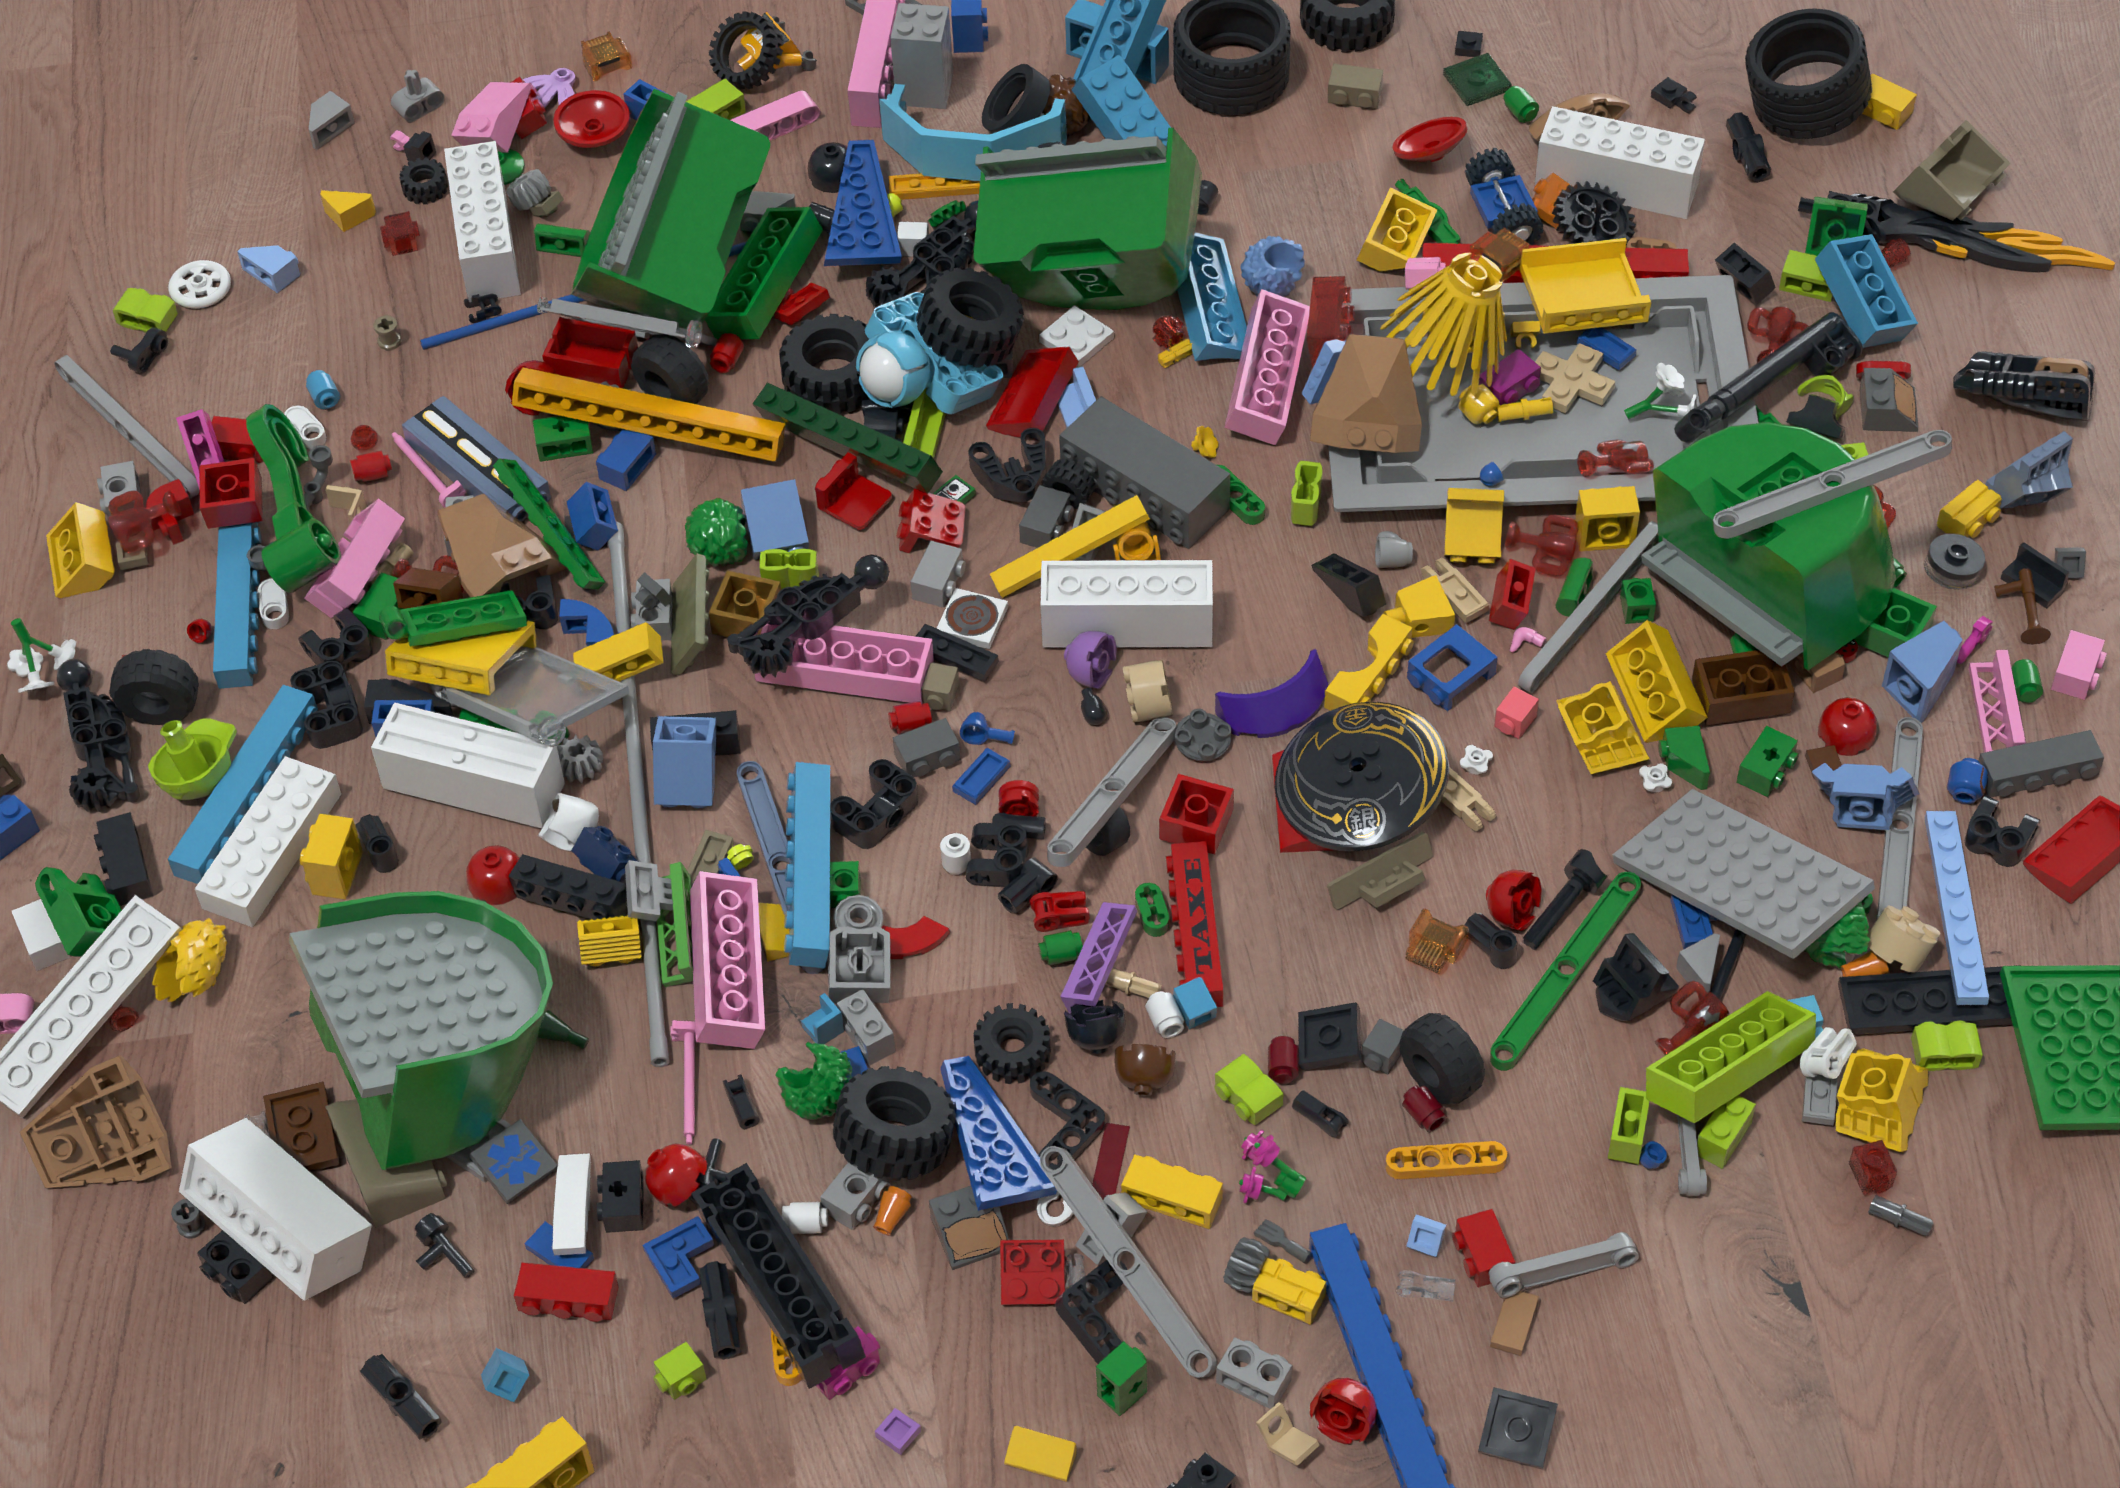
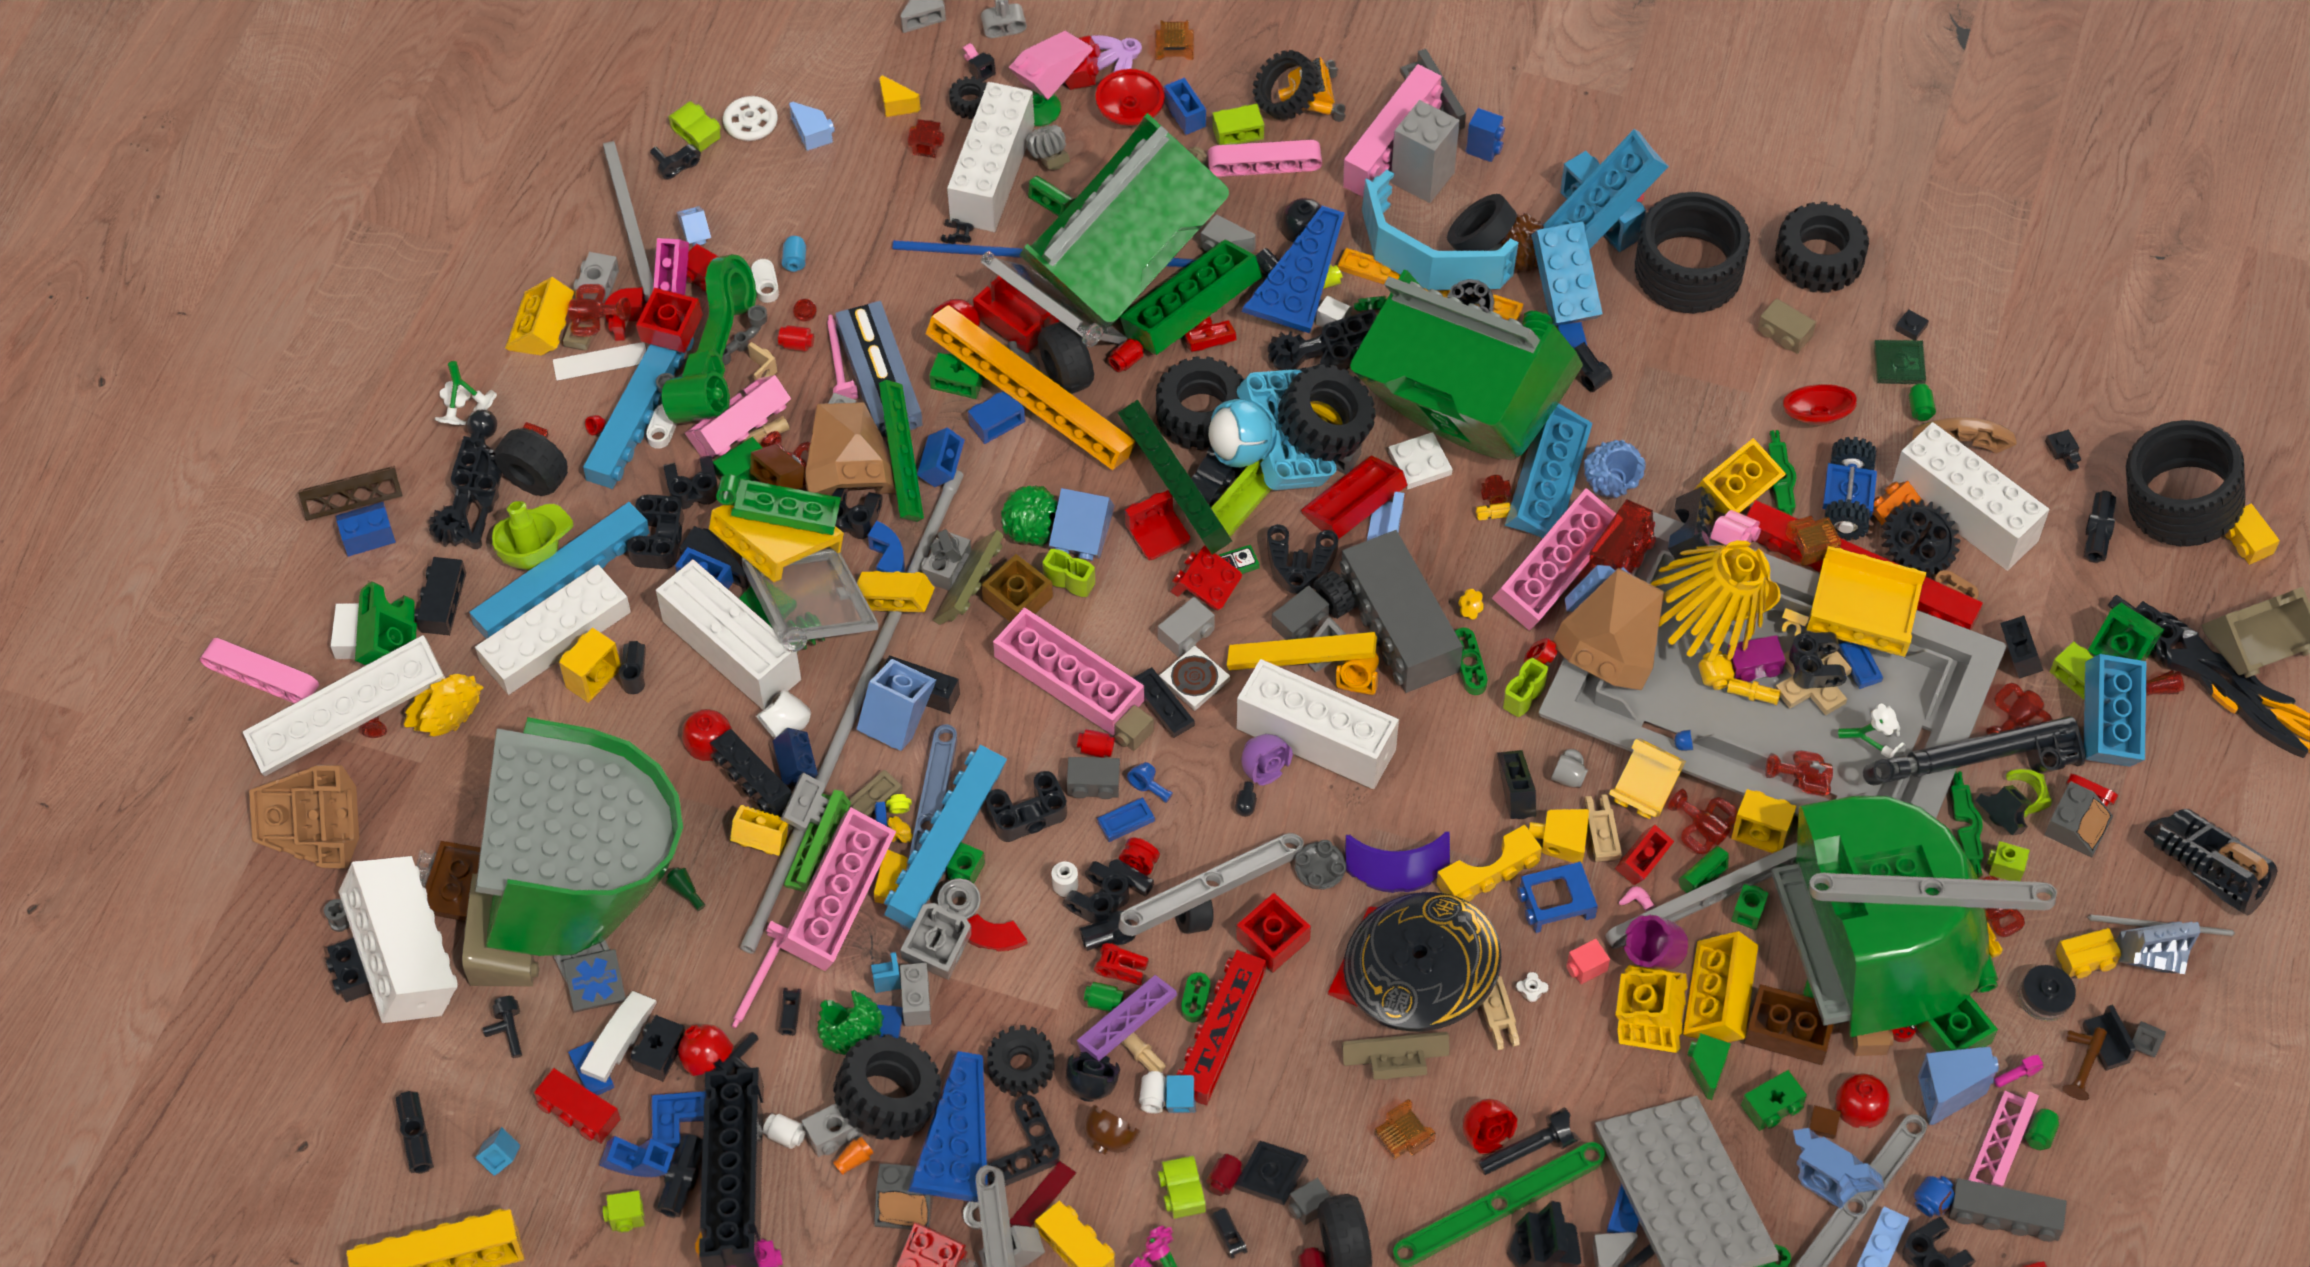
camera: 25 degrees right, 5 degrees up
(167, 570) = (599, 361): none -> white sticker
(199, 397) = (694, 225): none -> light blue slope
(386, 329) = (869, 224): dark tan bush -> none
(580, 758) = (820, 664): light grey gear -> none
(674, 1311) = (647, 1160): none -> blue brick
(761, 881) = (902, 829): none -> yellow plant
(805, 613) = (1060, 614): black arm -> none
(1147, 691) = (1295, 807): tan brick -> none
(1305, 450) = (1542, 650): none -> red plate
(1376, 272) = (1696, 512): none -> black arch
(1492, 940) = (1451, 1150): black piece -> none
(1569, 365) = (1803, 661): none -> black piece
(1574, 663) = (1656, 942): none -> magenta cylinder
(1655, 784) = (1672, 1078): white plate -> none
(1994, 469) = (2144, 923): none -> light grey axle
(2078, 664) = (2097, 1136): bright pink brick -> none

